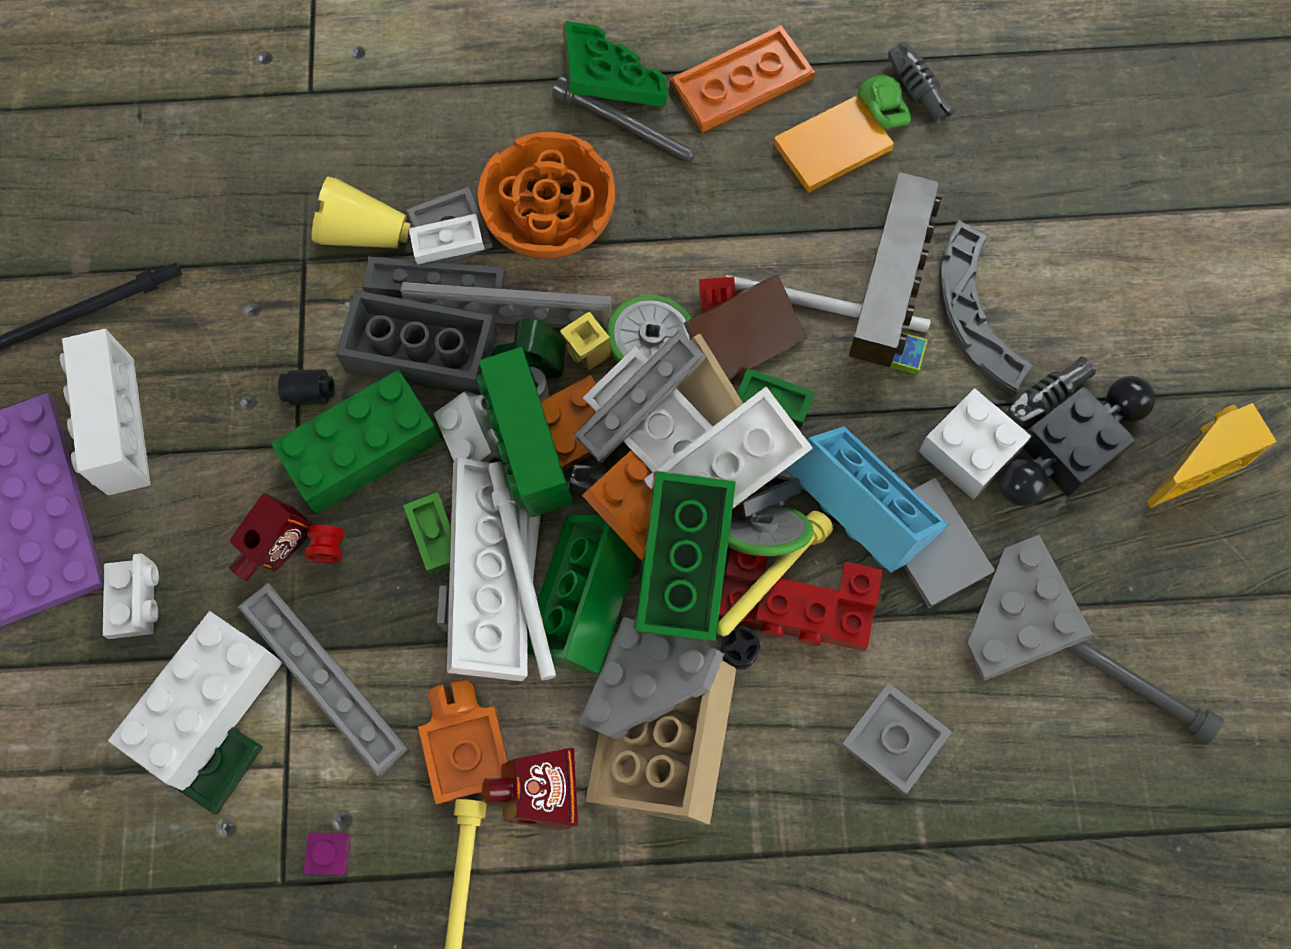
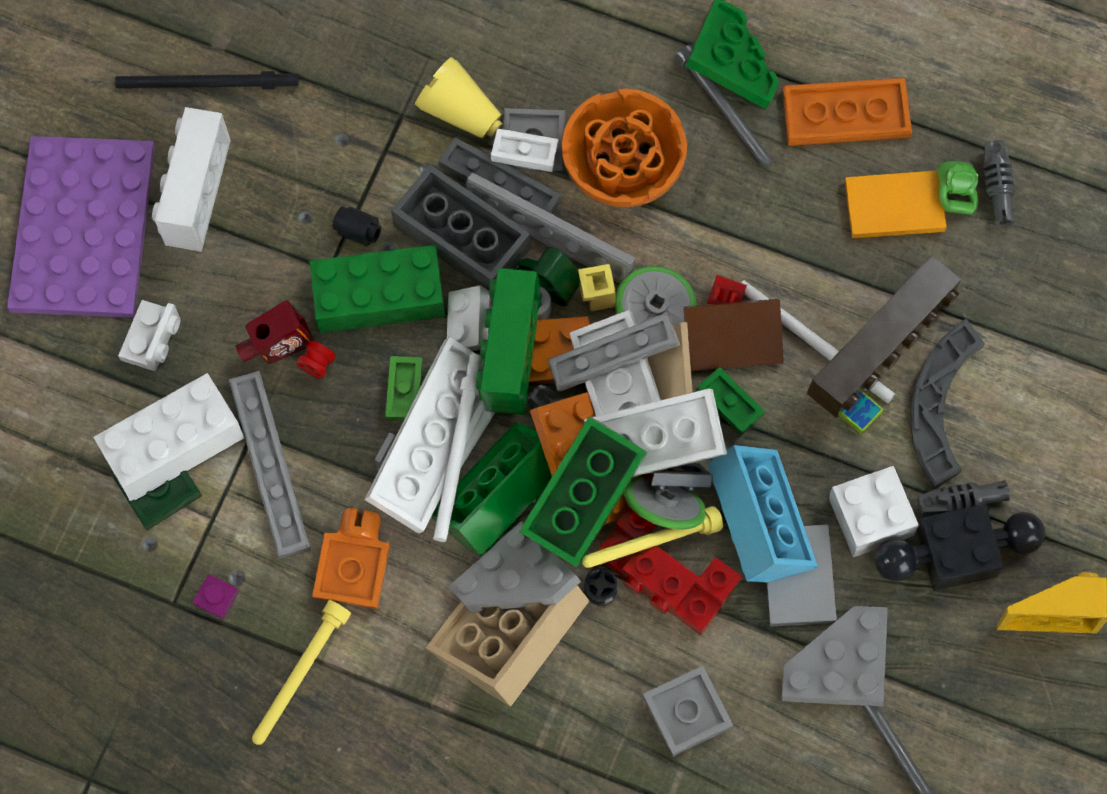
camera: 25 degrees right, 0 degrees up
(537, 790) = (392, 620): dark red torso -> none

